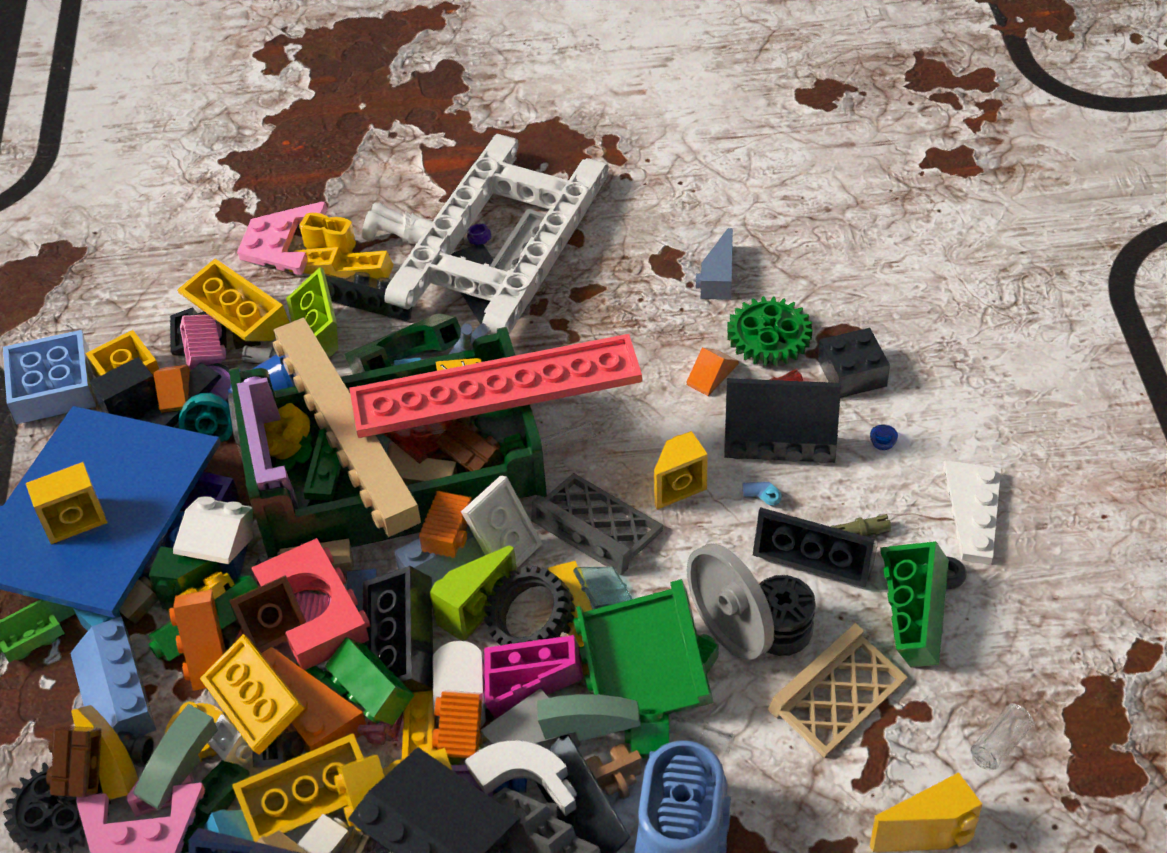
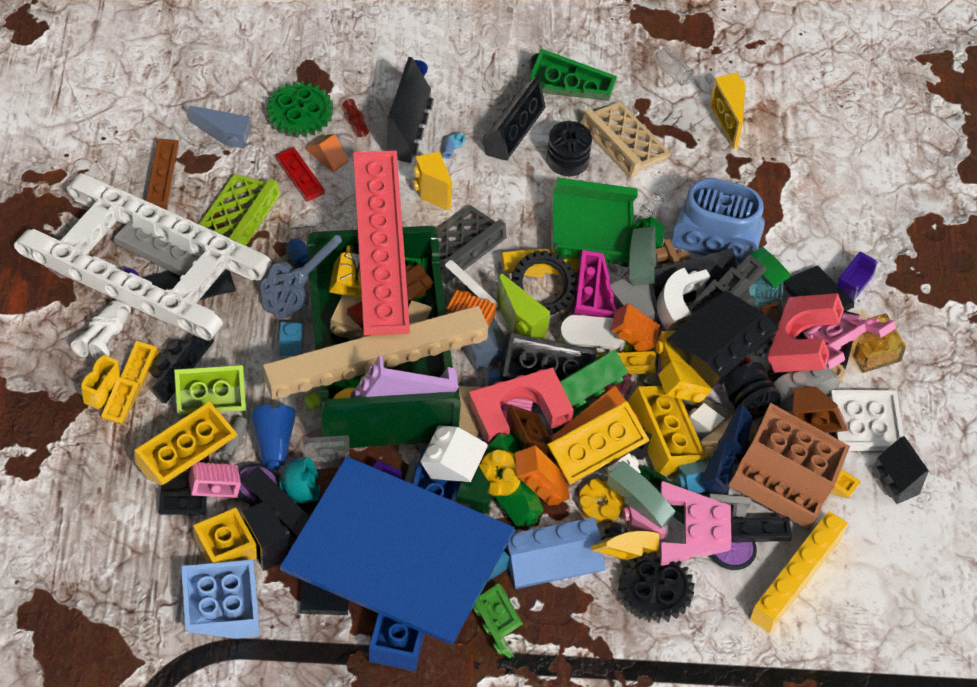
camera: 90 degrees left, 5 degrees up
(66, 503) = (414, 545): yellow brick -> none
(74, 761) = (642, 550): reddish brown brick -> none
(172, 387) = (269, 490): orange slope -> none
(271, 235) = (82, 433): bright pink wing -> none
(434, 332) = (245, 319): dark green arch -> none
(591, 316) = (252, 216): none -> lime fence
(602, 585) = (524, 242): clear light blue piece -> none
(634, 233) = (163, 172): none -> dark orange plate
(672, 352) = (300, 174): none -> red tile
(730, 601) = (571, 155): light grey dish -> none
(854, 362) = (348, 67): black brick -> none
(867, 526) = (496, 97): olive pin -> none
(974, 507) = (481, 34): white wing -> none

